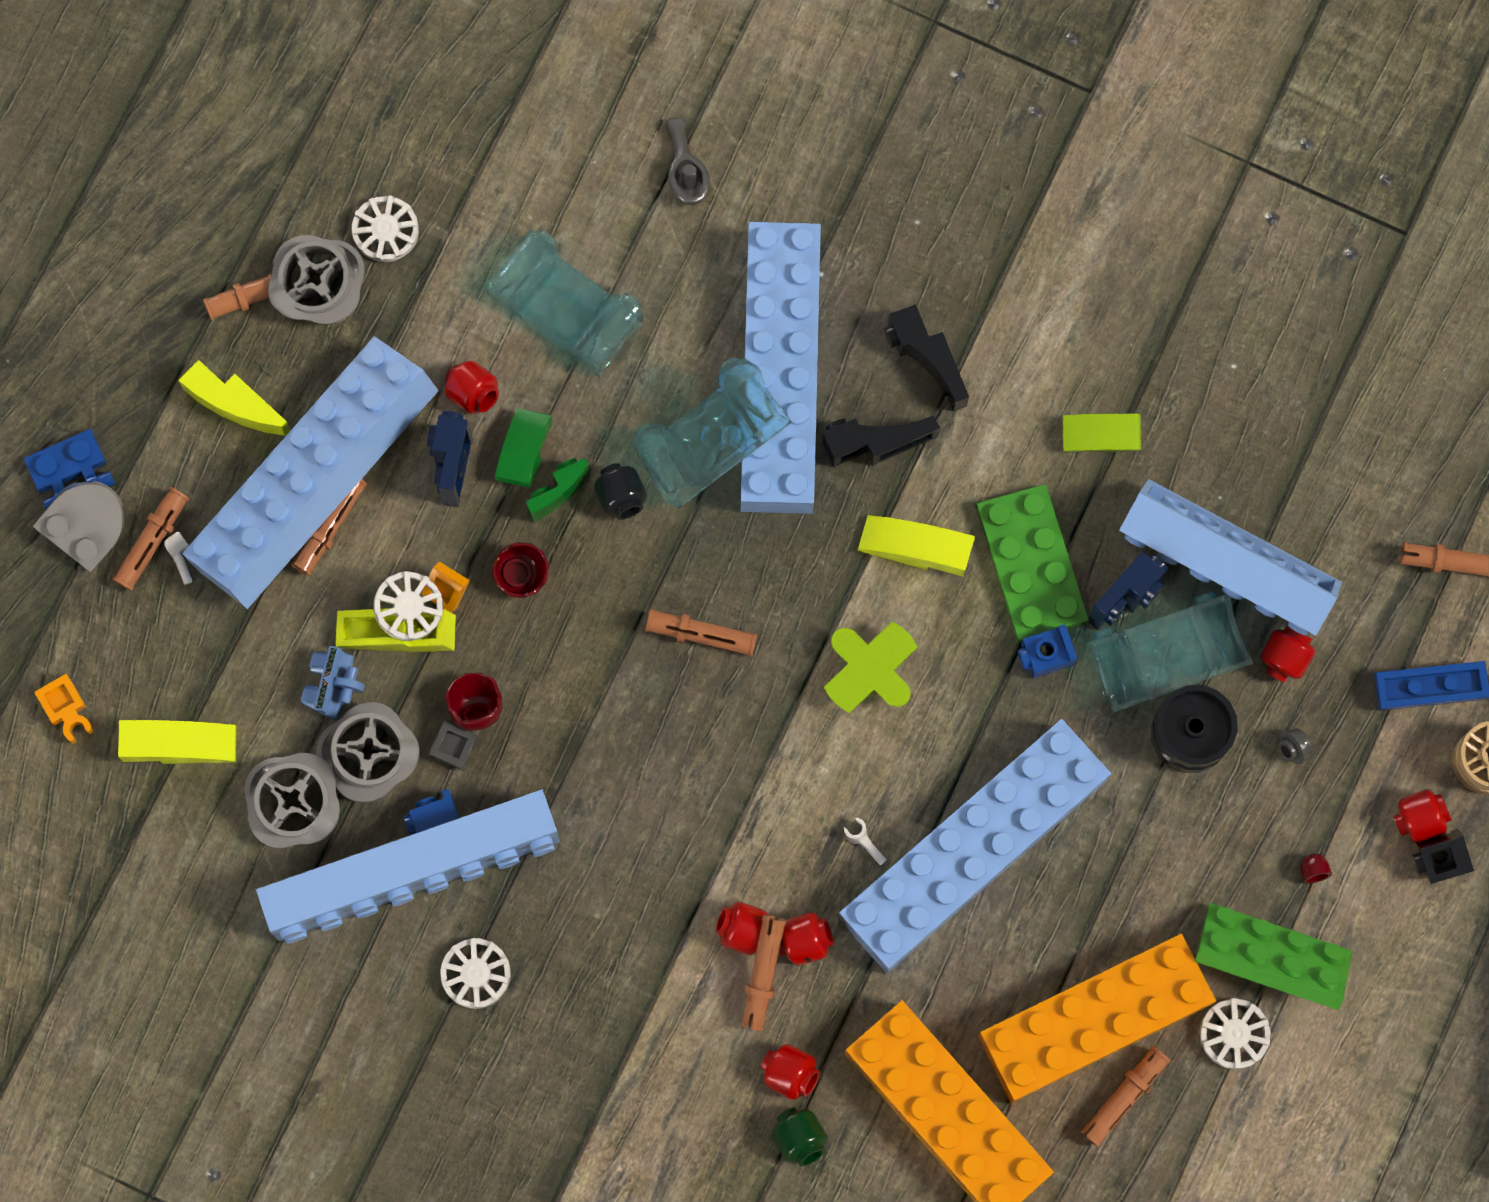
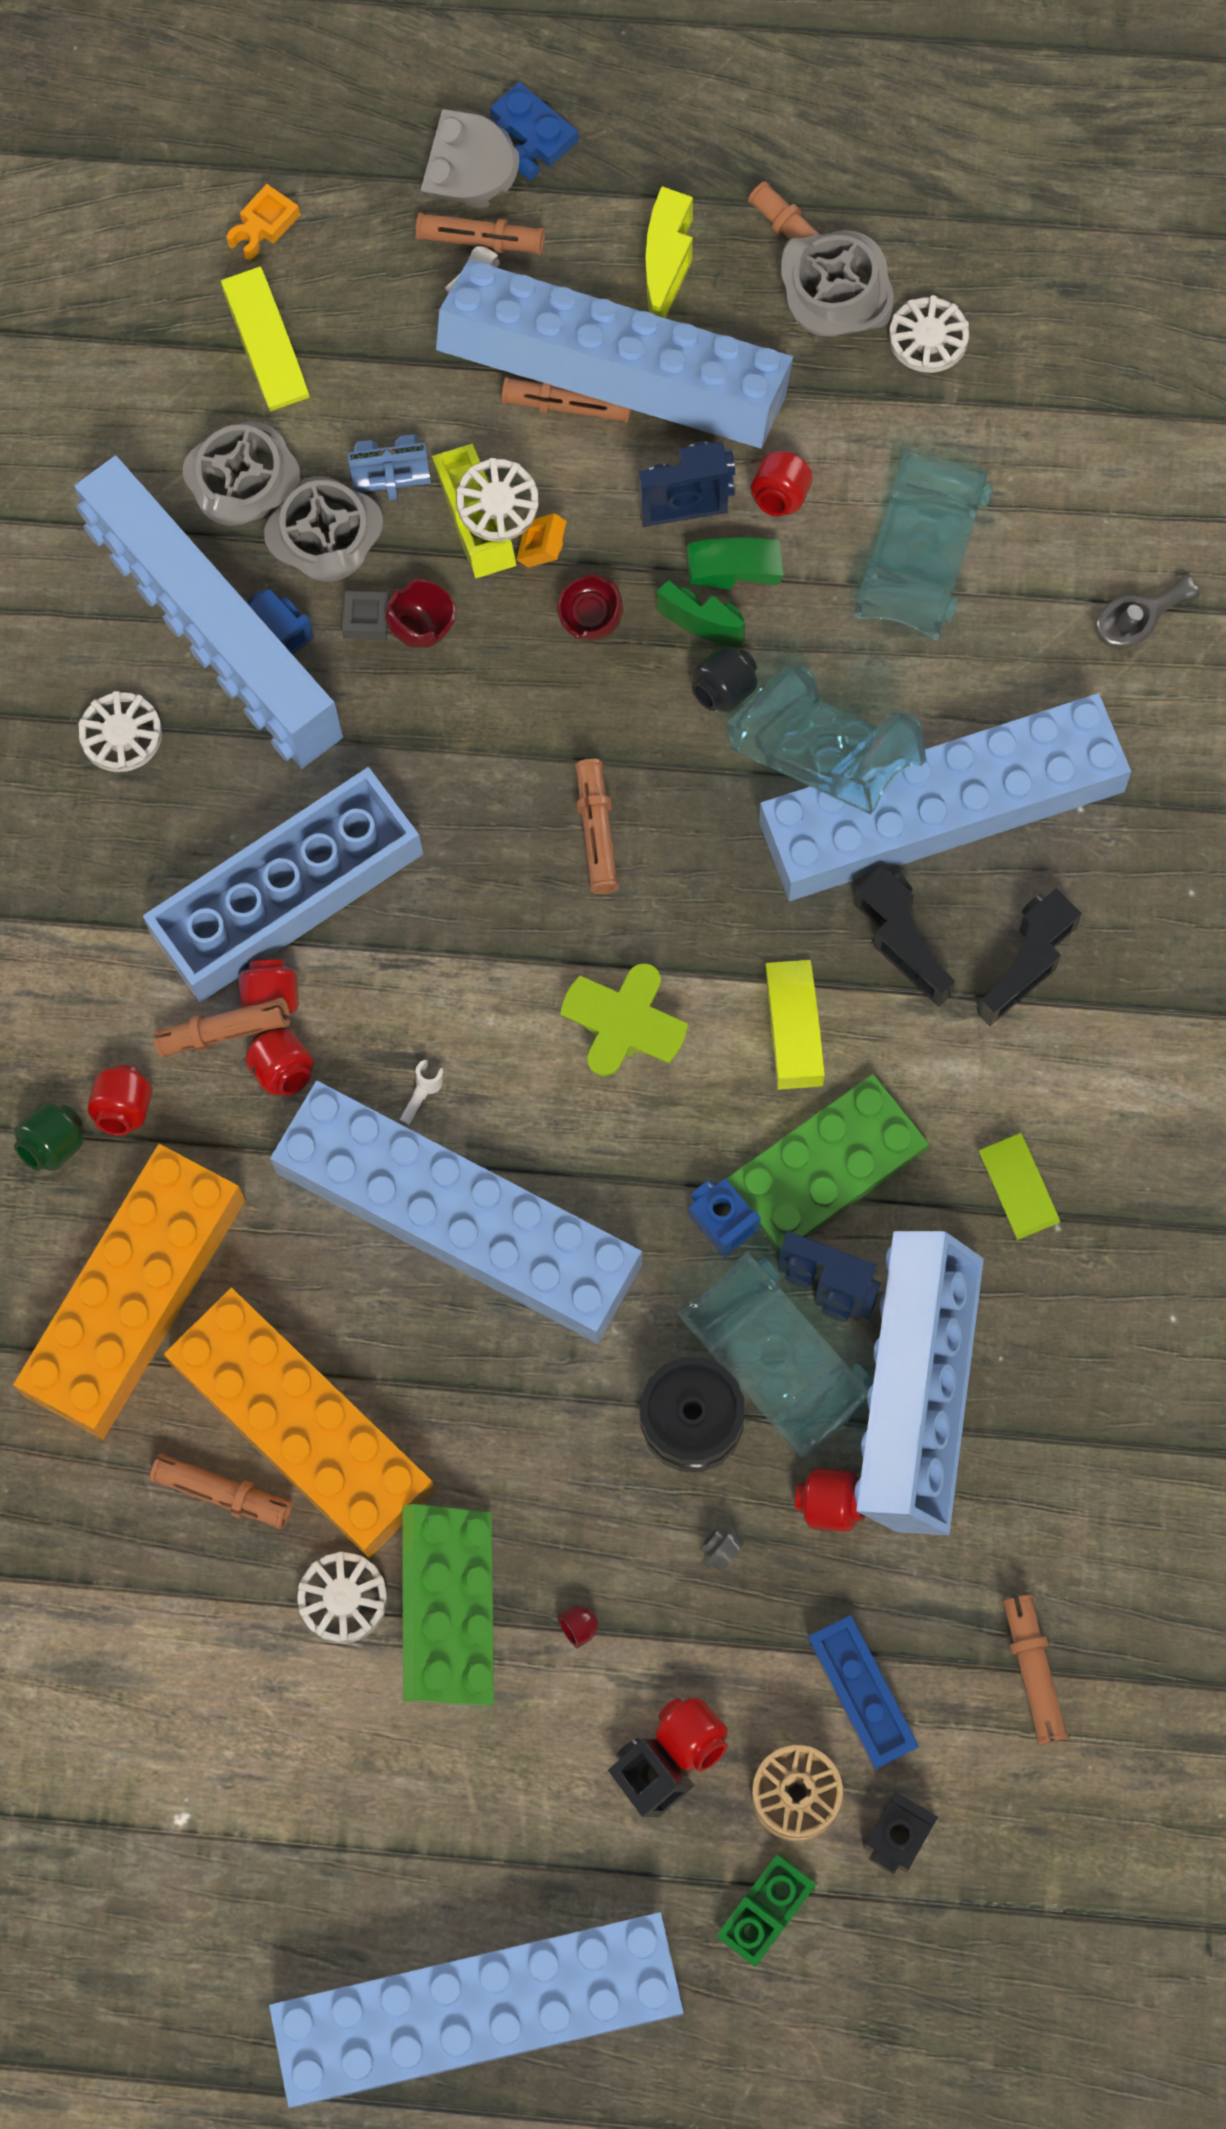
camera: 75 degrees right, 5 degrees down
(664, 885) = (284, 884): none -> light blue brick

